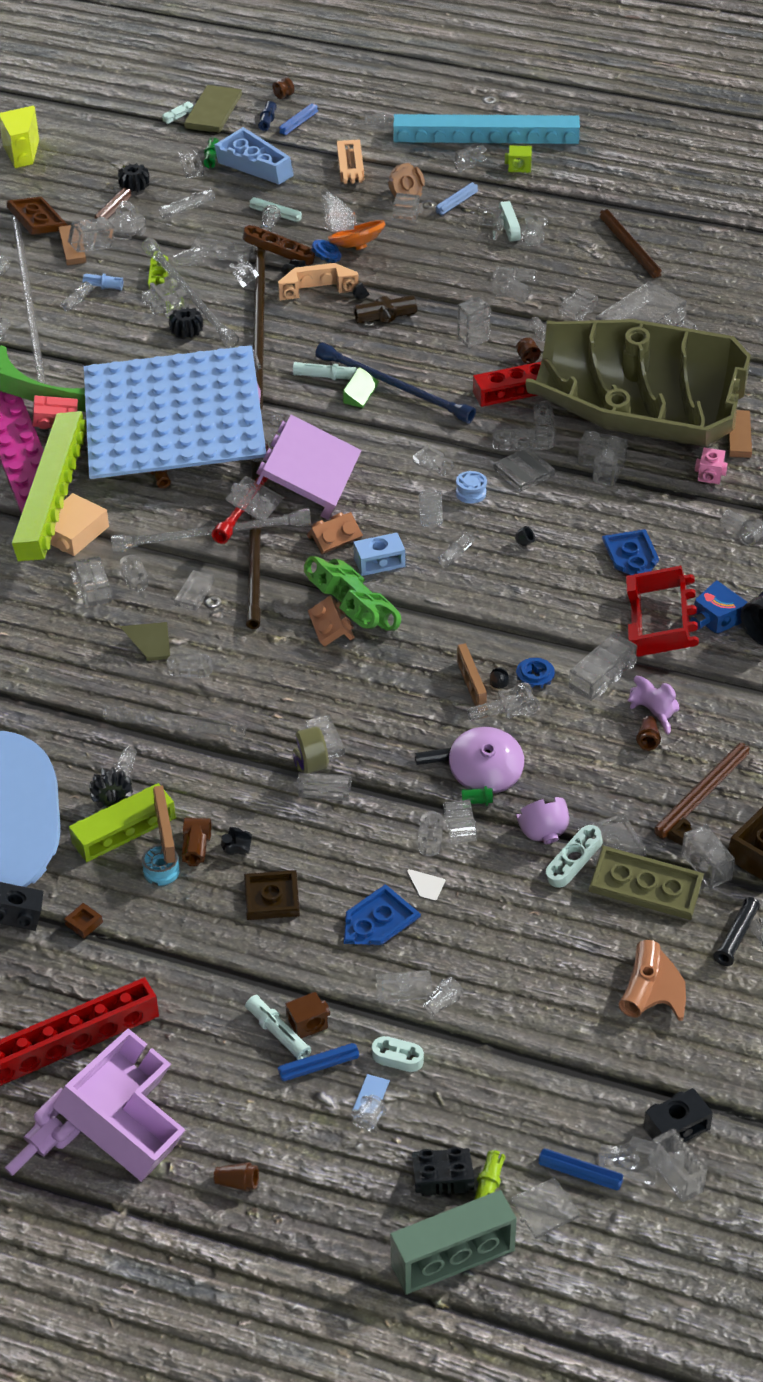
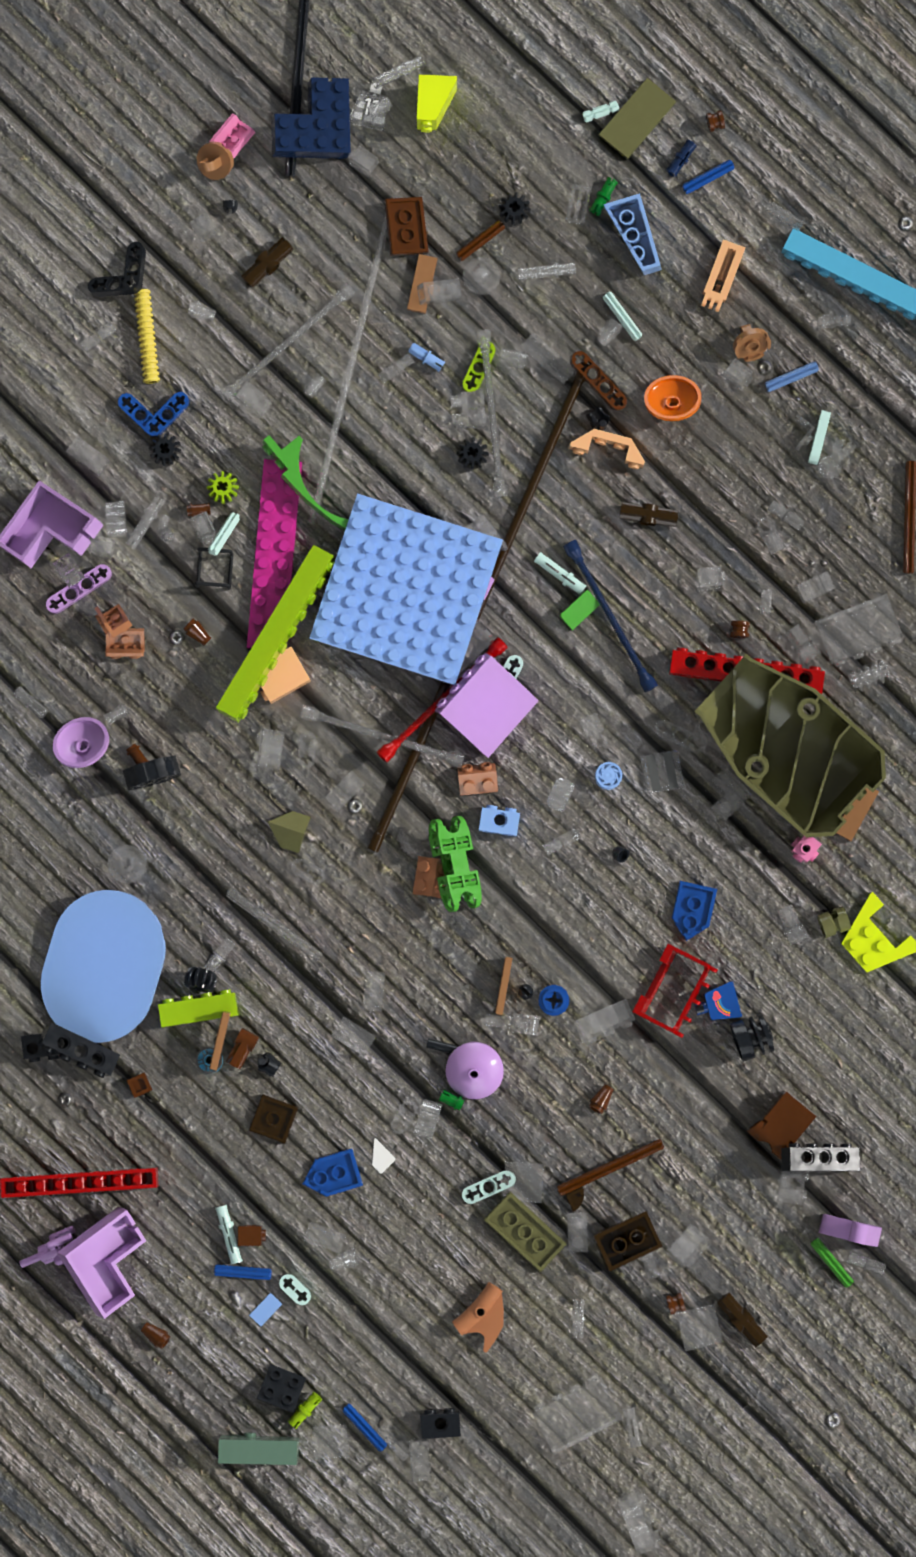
camera: 25 degrees right, 40 degrees up
(47, 407) = (315, 532): coral brick -> none
(243, 272) = (553, 402): clear plate -> none
(254, 498) = (426, 727): clear hinge -> none
(312, 751) = (349, 1017): olive animal -> none
(326, 251) = (641, 414): blue gear -> none
(336, 213) = (666, 368): clear slope -> none
(360, 291) = (642, 476): black hinge -> none
(369, 1113) = (255, 1329): clear brick -> none
(525, 155) = (877, 346): lime brick -> none
(544, 821) = (482, 1151): lavender cylinder -> none
(659, 701) = (623, 1076): lavender animal -> none
(738, 929) = (562, 1299): black pin -> none

